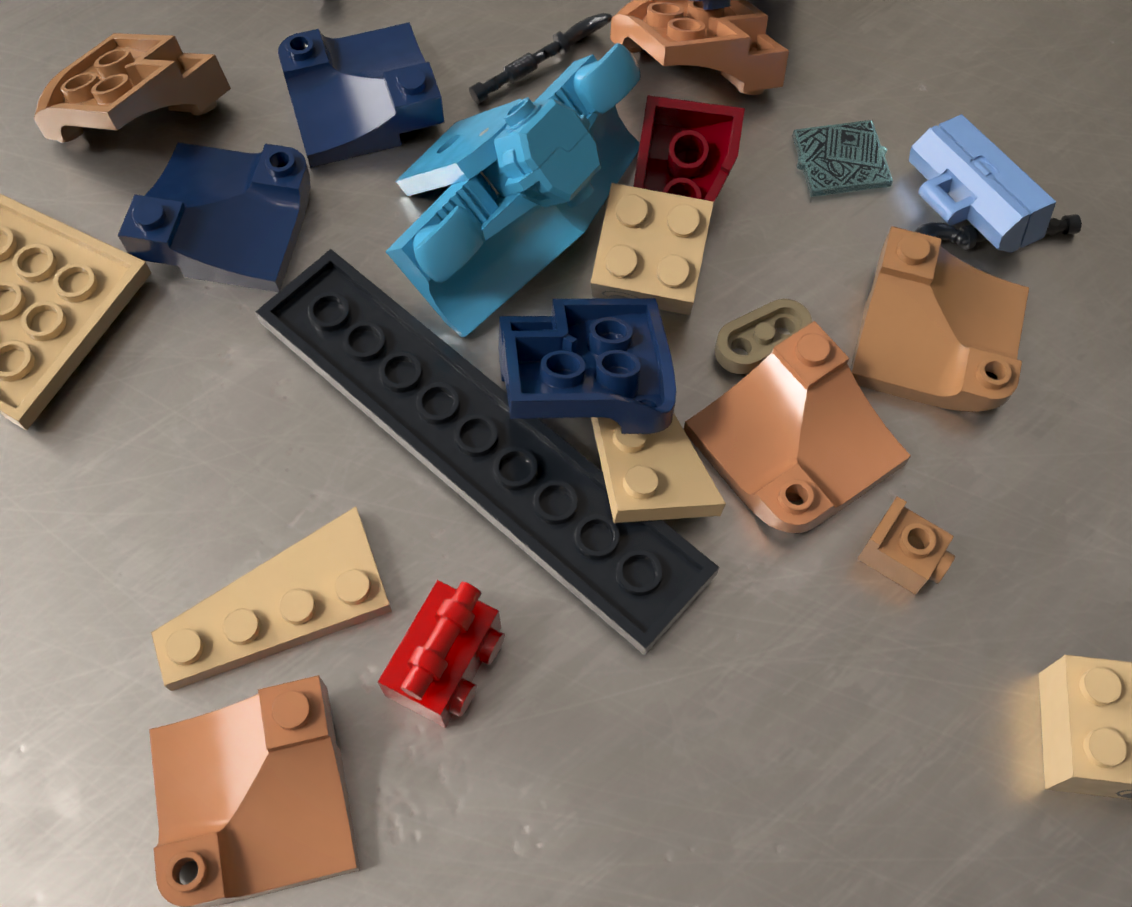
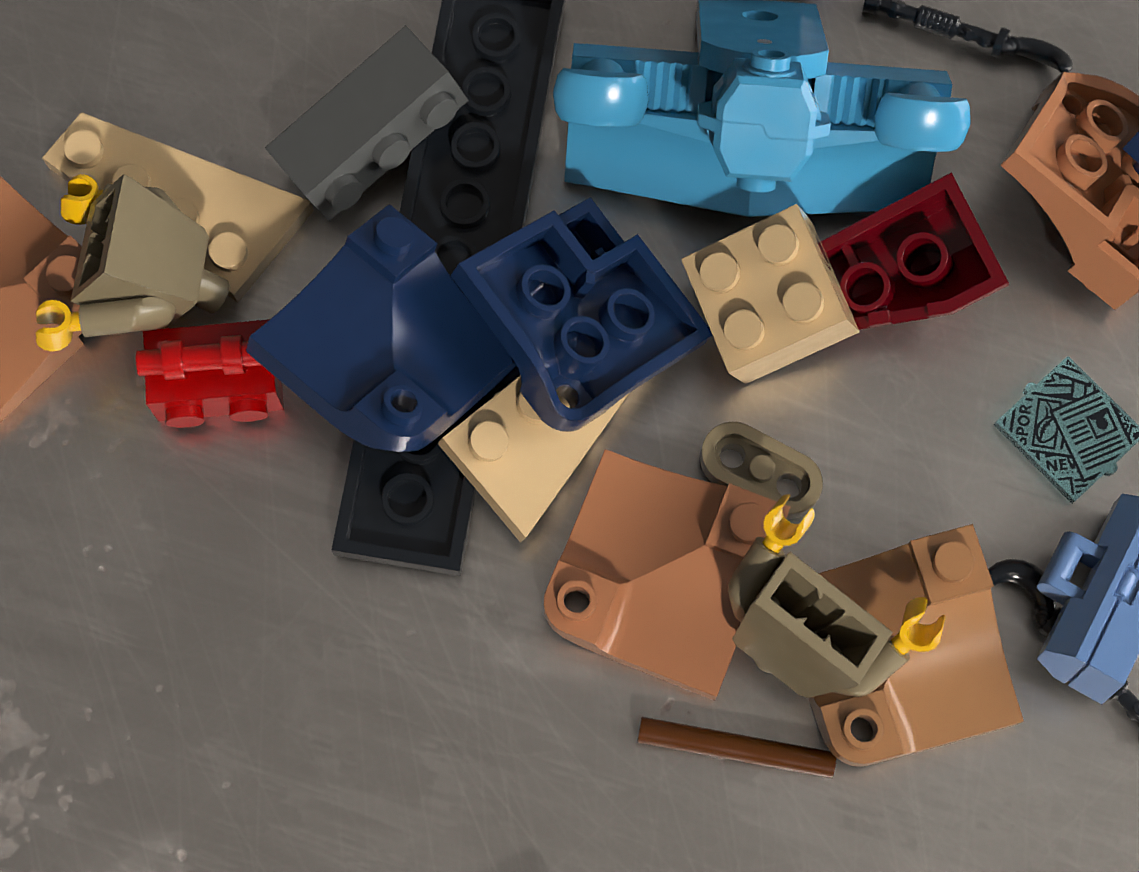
camera: 55 degrees right, 10 degrees up
(322, 648) = (135, 264): none -> dark tan torso
(333, 425) = (367, 123): none -> dark grey brick
(521, 502) = (384, 340): none -> dark blue slope
(892, 552) = (611, 718): medium nougat brick -> none
(911, 354) = (810, 629): none -> dark tan torso
(955, 462) = (736, 747): none -> reddish brown bar

